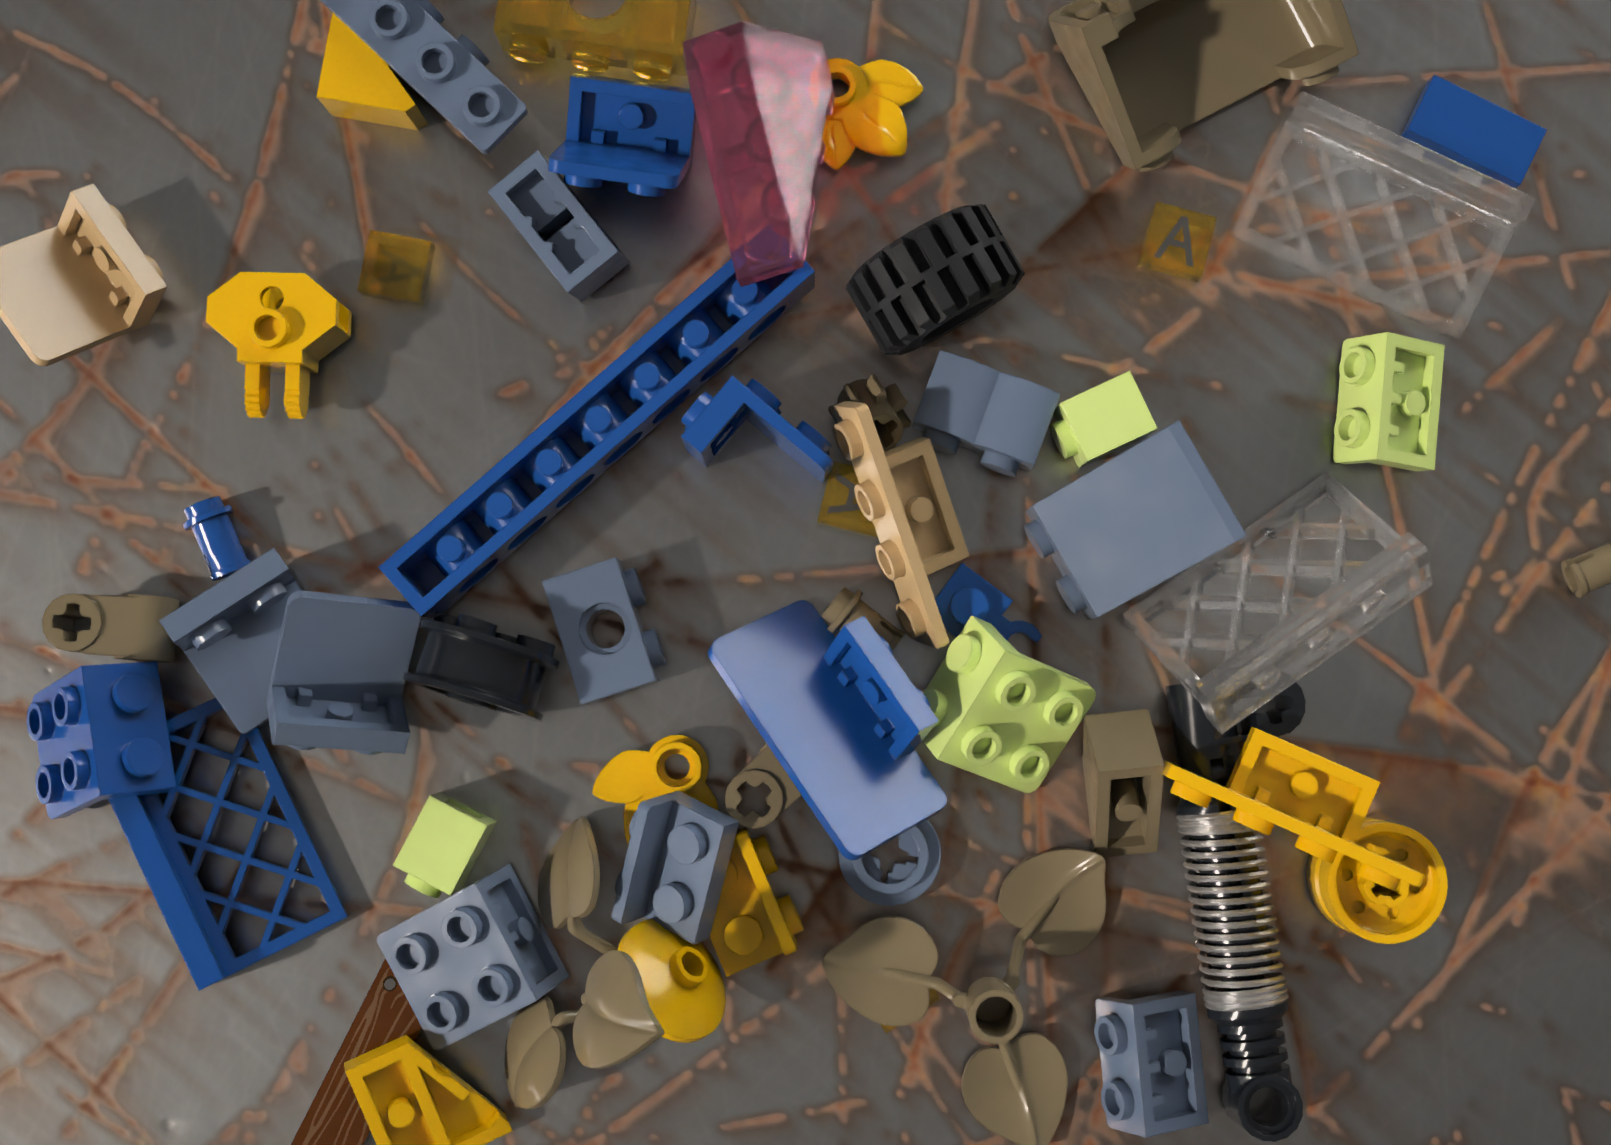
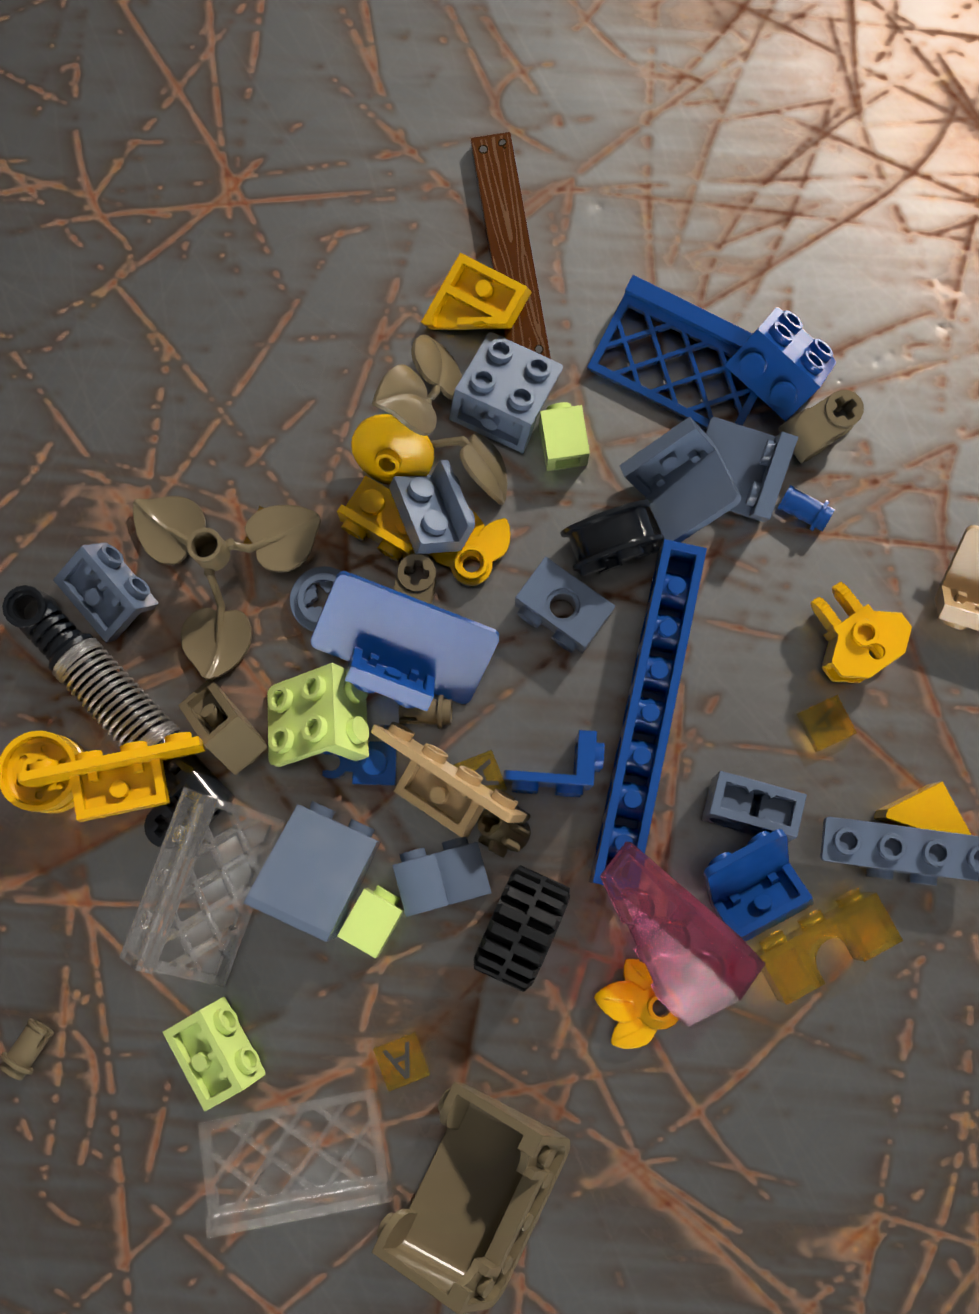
camera: 145 degrees right, 5 degrees down
(1473, 131) = (271, 1259): blue tile -> none

